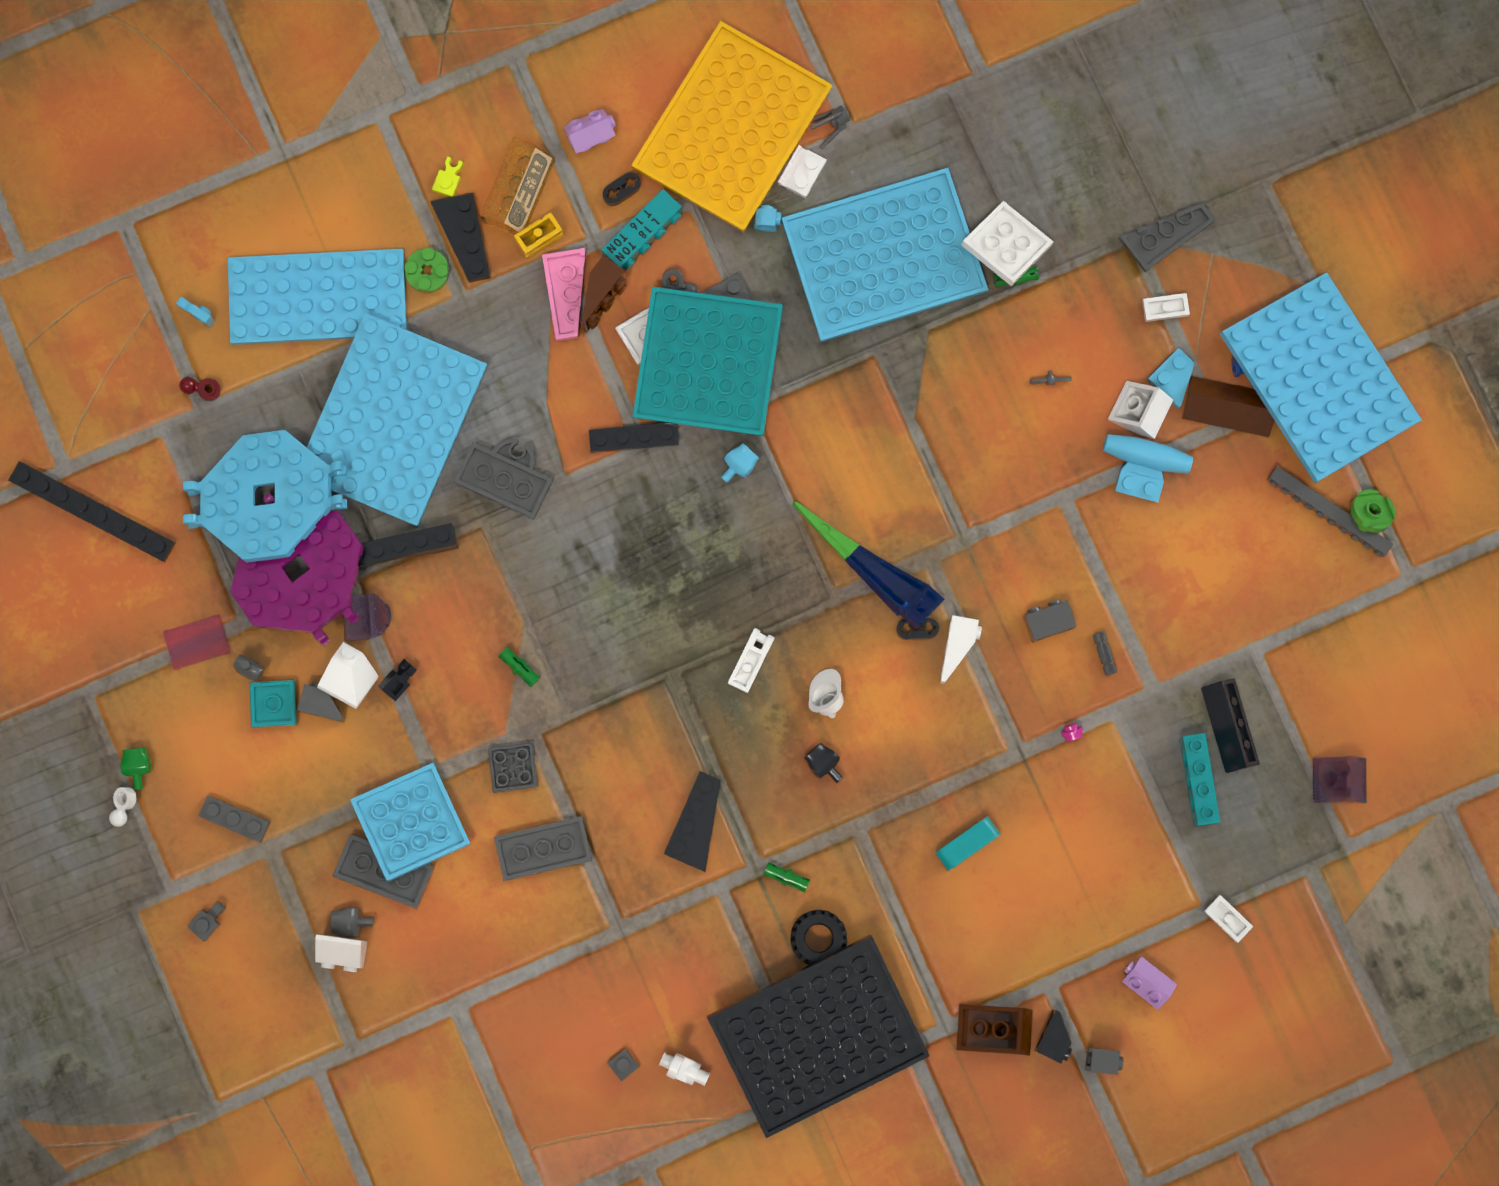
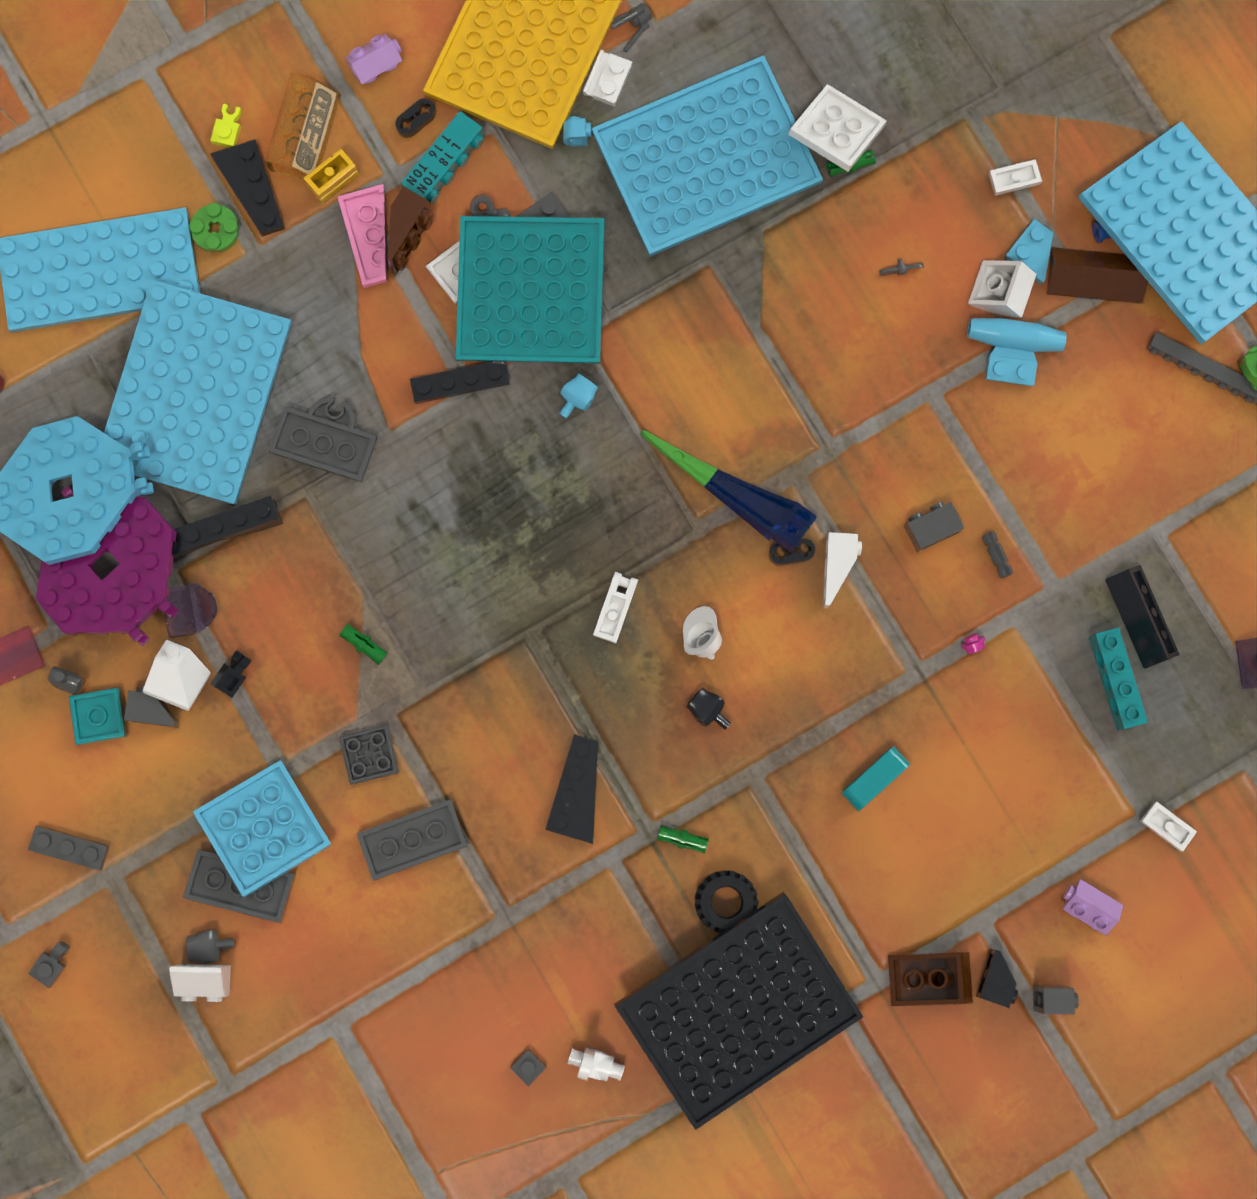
camera: 10 degrees left, 0 degrees up
(1157, 241) = (1001, 105): dark grey wing -> none

